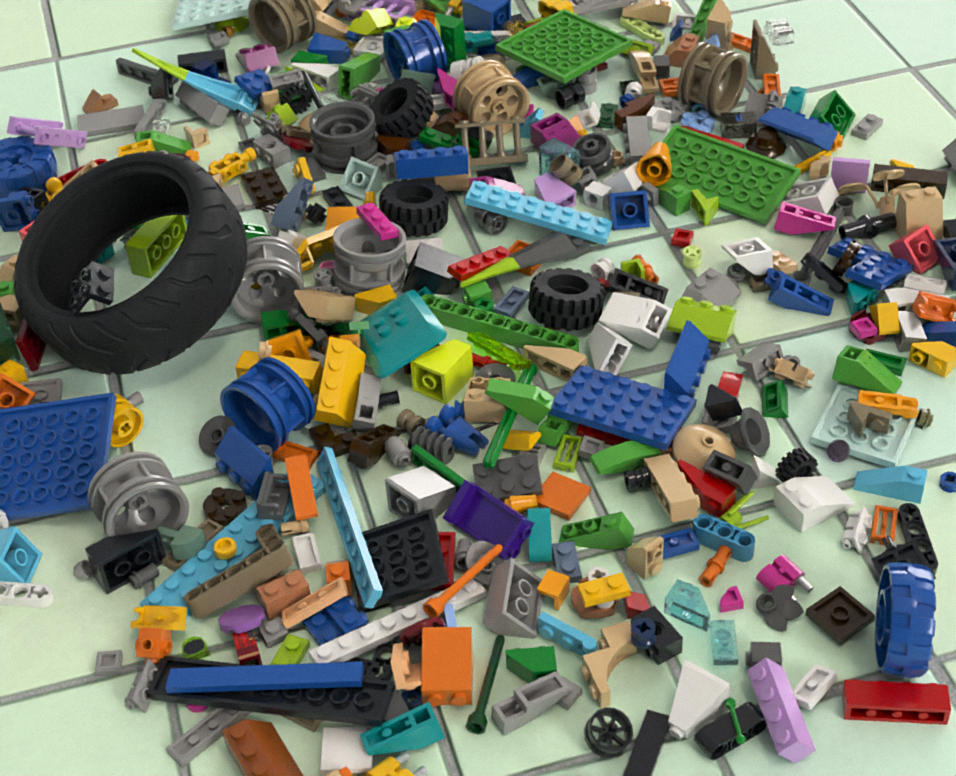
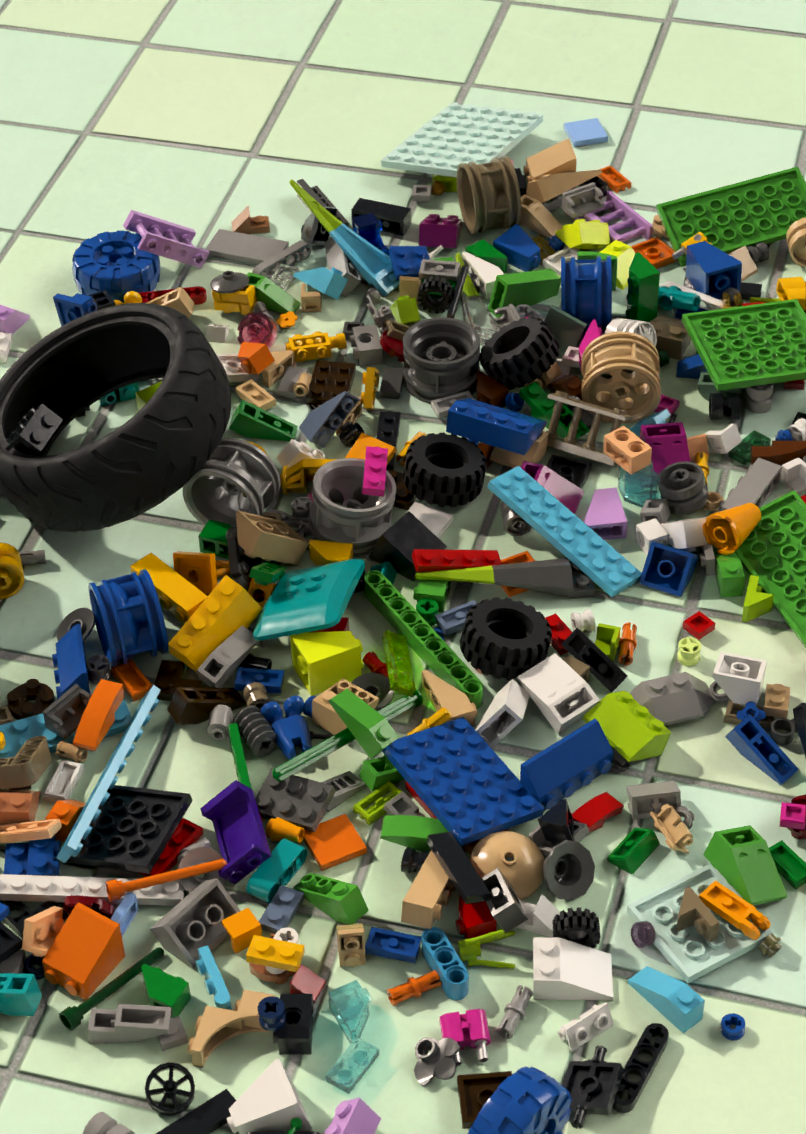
camera: 30 degrees right, 0 degrees up
(128, 143) = (229, 282): none -> dark grey dish
(201, 116) = (324, 280): none -> medium azure slope
(246, 195) = (301, 387): none -> tan pin
(264, 350) = (164, 561): tan plate -> none
(361, 178) = (425, 414): light aqua slope -> none
(390, 411) = (269, 678): none -> blue plate
(418, 491) = (199, 771): light grey slope -> none
(521, 440) = (340, 765): yellow slope -> none
(545, 139) = (627, 450): none -> light nougat brick
(565, 170) = (633, 494): dark tan wheel -> none
(567, 372) = (436, 719): none -> yellow axle
(683, 464) = (458, 868): none -> black tile
(731, 600) = (400, 1029): dark pink tile -> none
(762, 650) = (377, 1097): dark grey brick -> none
(801, 546) = (514, 1012): none -> light grey pin
(874, 537) = (627, 1042): orange tile -> none

